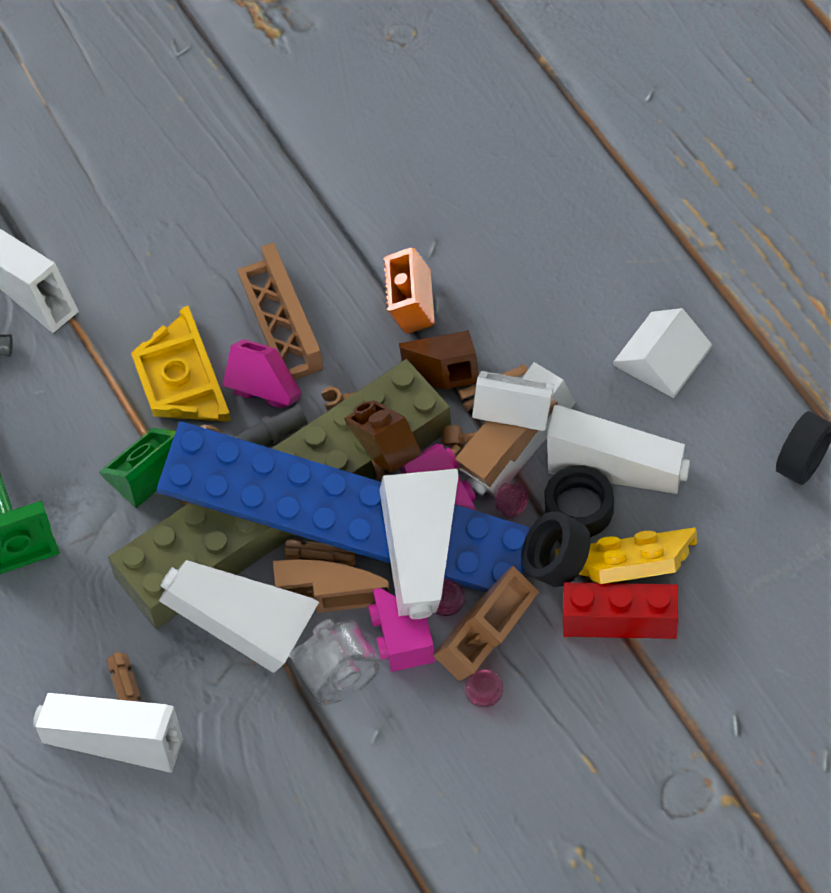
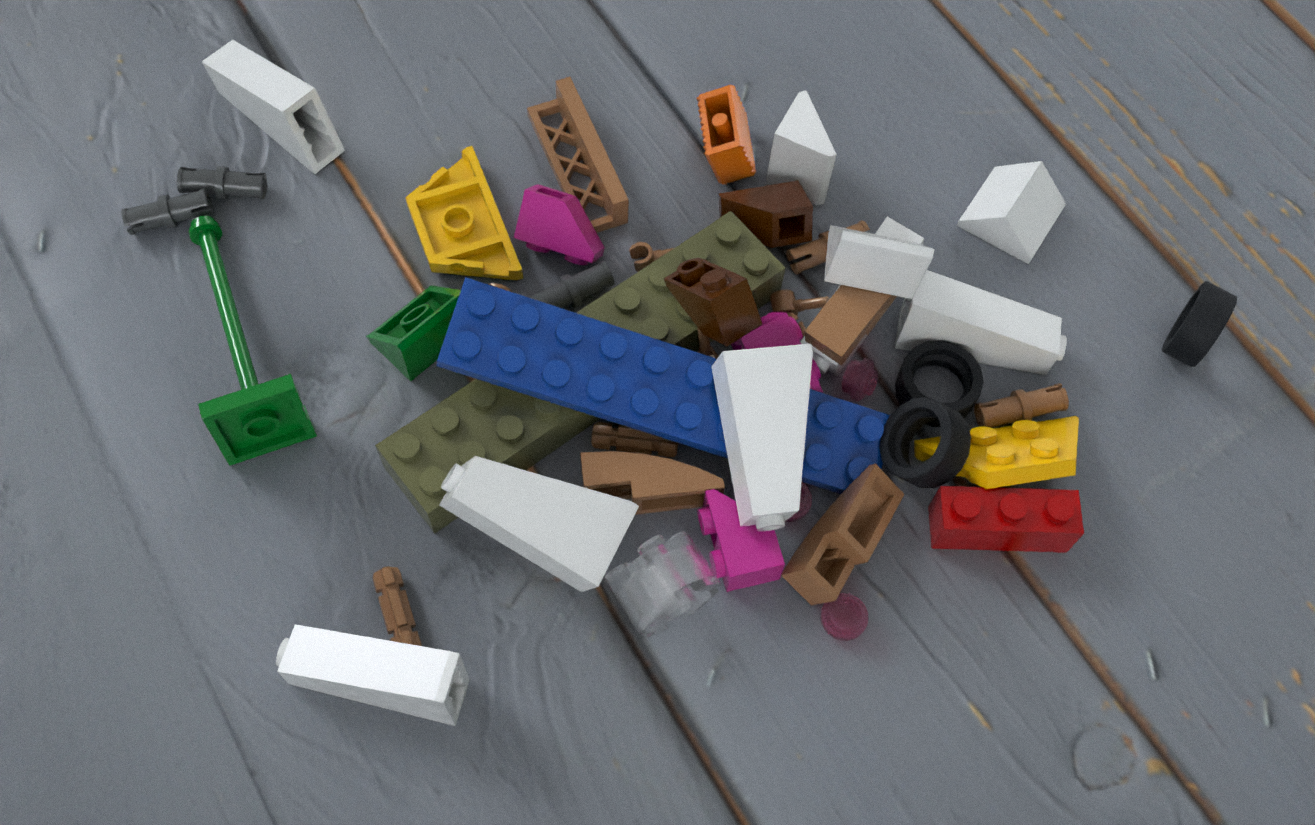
camera: 10 degrees left, 5 degrees up
(470, 305) = (802, 151): none -> white slope
(648, 519) = (1021, 406): none -> medium nougat pin

